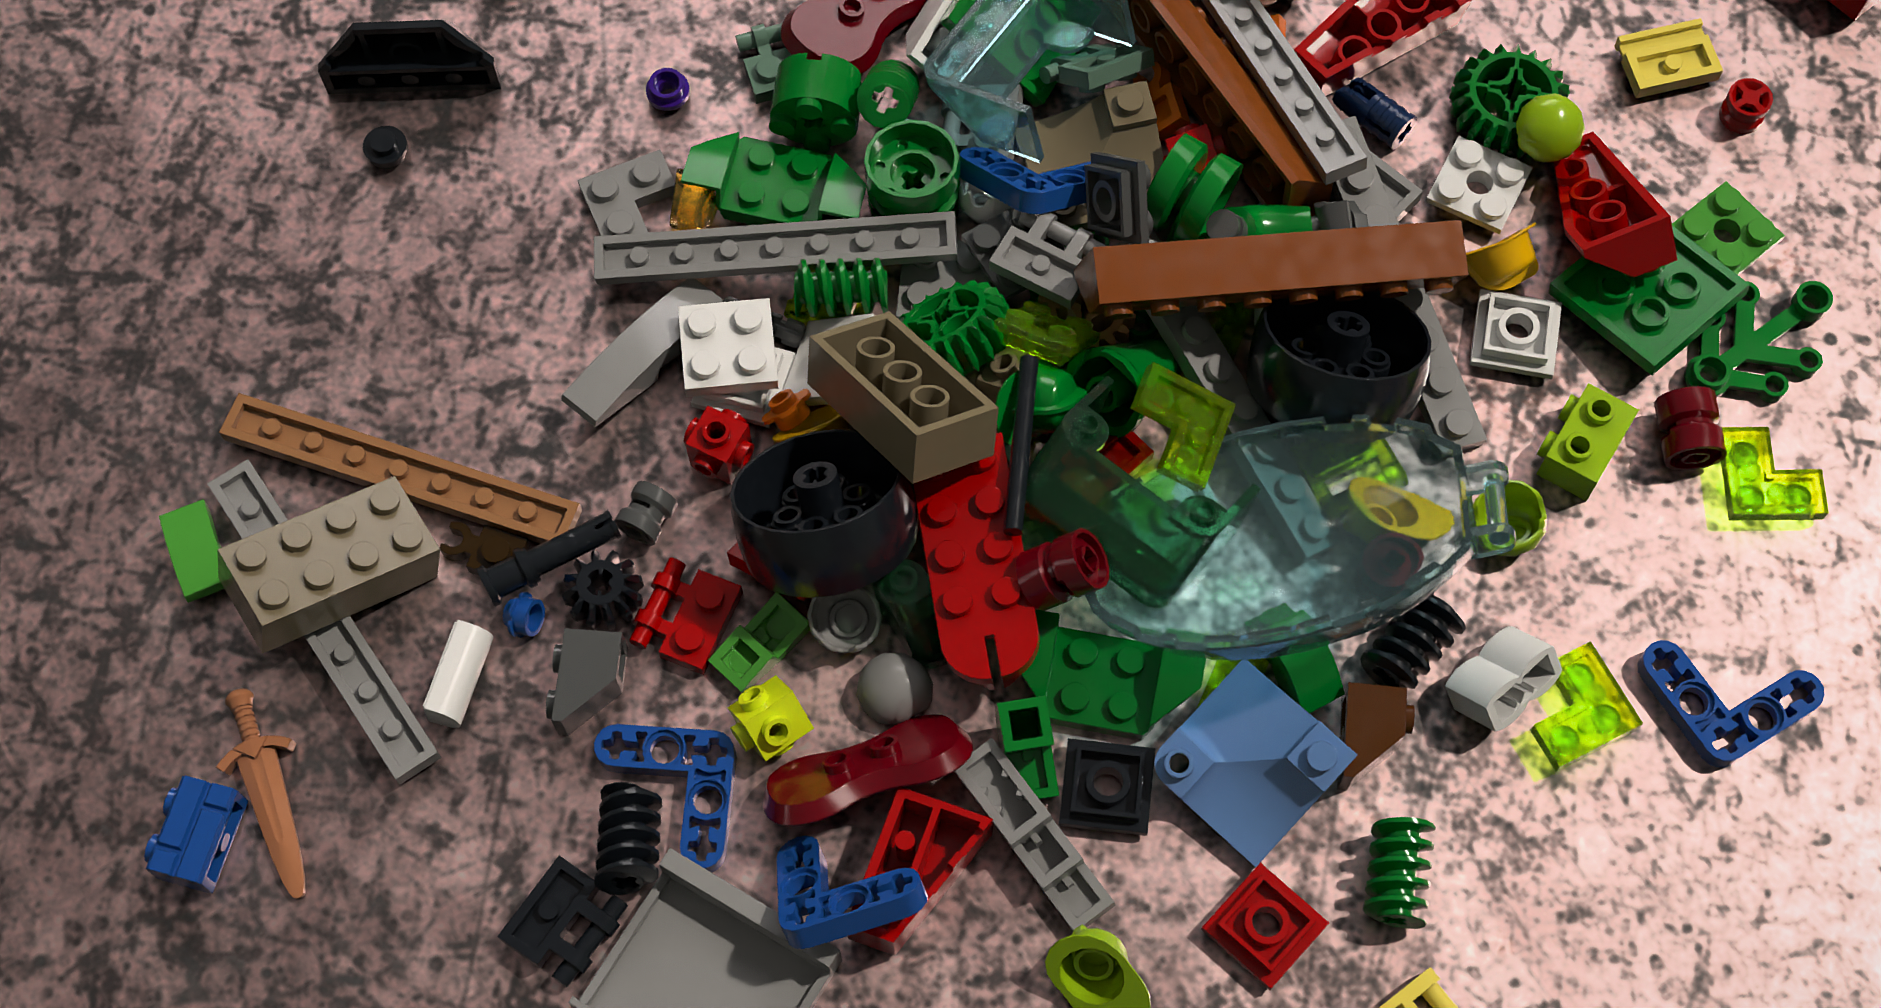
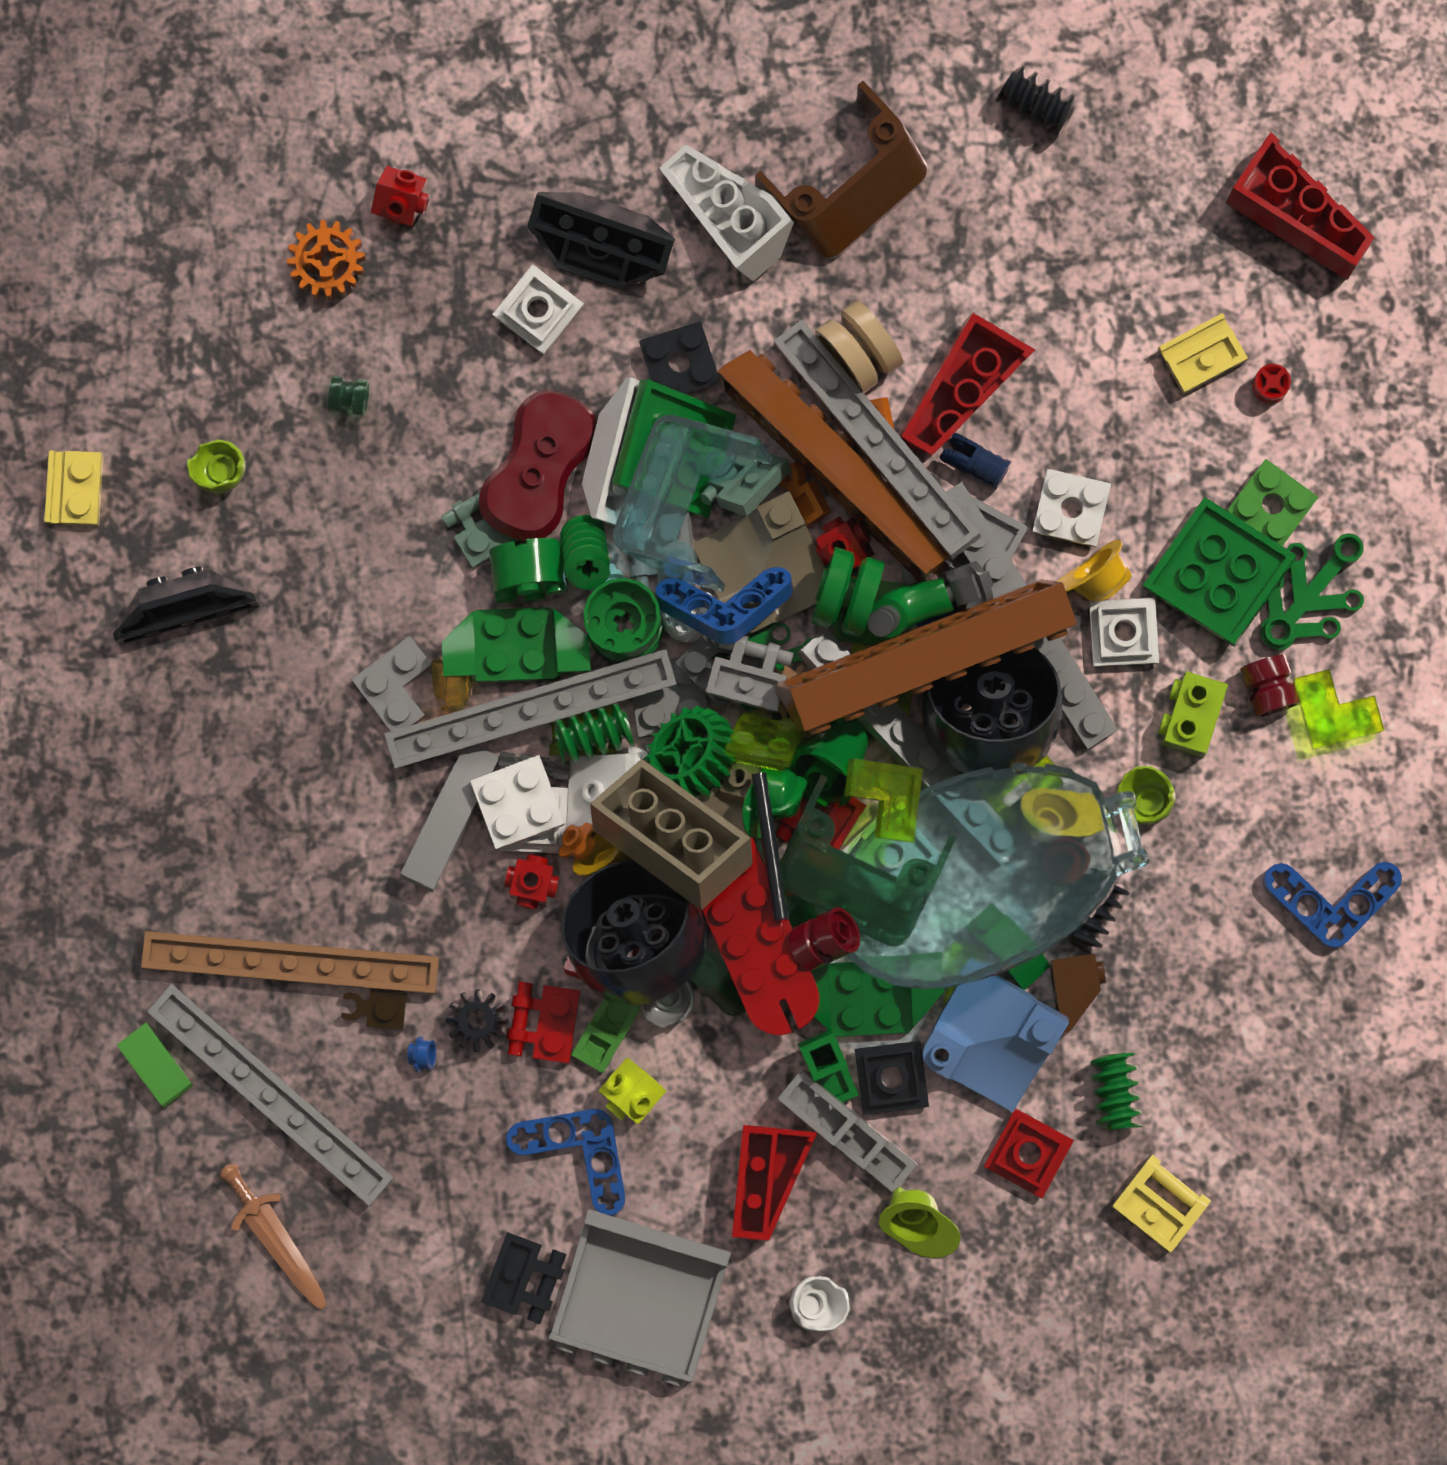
camera: 15 degrees left, 15 degrees up
(195, 834) = (234, 1282): blue brick -> none
(328, 564) = (268, 1057): dark tan brick -> none
(385, 147) = (185, 686): black plate -> none
(457, 674) = (388, 1113): white brick -> none
(527, 566) = (416, 1019): black pin -> none
(589, 676) = (486, 1089): dark grey slope -> none
(627, 838) = (553, 1208): black piece -> none
(646, 513) = (491, 959): dark grey wheel -> none
(667, 79) = (391, 570): dark purple plate -> none
(834, 780) = (689, 1131): dark red plate -> none
(883, 896) = (716, 1228): blue beam -> none
(894, 688) = (716, 1041): light grey hair -> none
(1118, 197) = (793, 617): dark grey piece -> none
(1482, 90) = (1066, 427): green gear -> none
(1503, 678) = (1164, 925): white brick -> none
(1550, 128) = (1118, 455): lime hair -> none
(1596, 710) = (1238, 930): clear neon green plate -> none
(1611, 212) = (1173, 520): red wedge -> none

